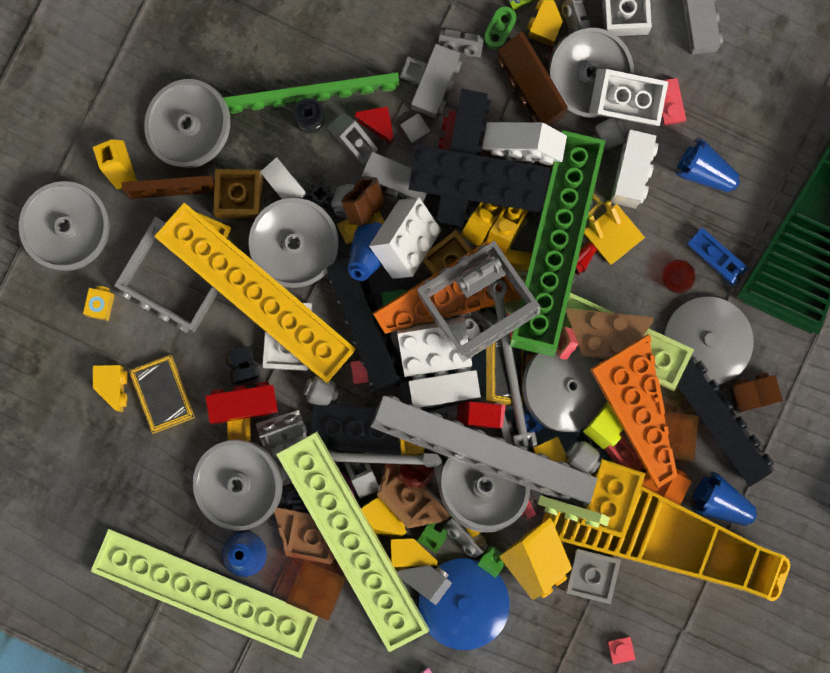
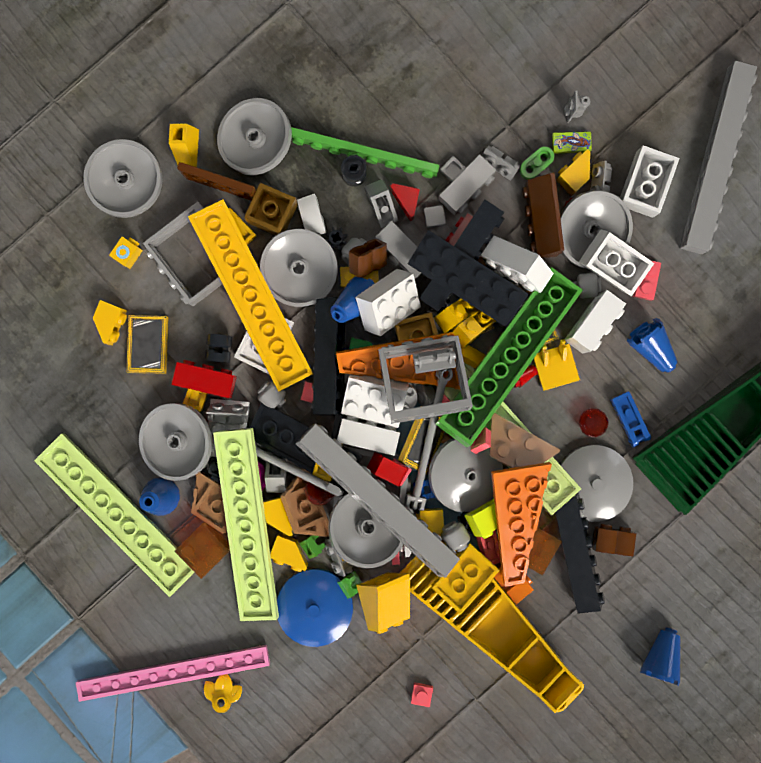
camera: 20 degrees right, 5 degrees up
(427, 581) = (291, 580): light grey slope -> none
(573, 512) = (429, 577): yellowish green plate -> none
(593, 576) = (424, 629): light grey plate -> none
(722, 501) = (550, 614): blue cone -> none

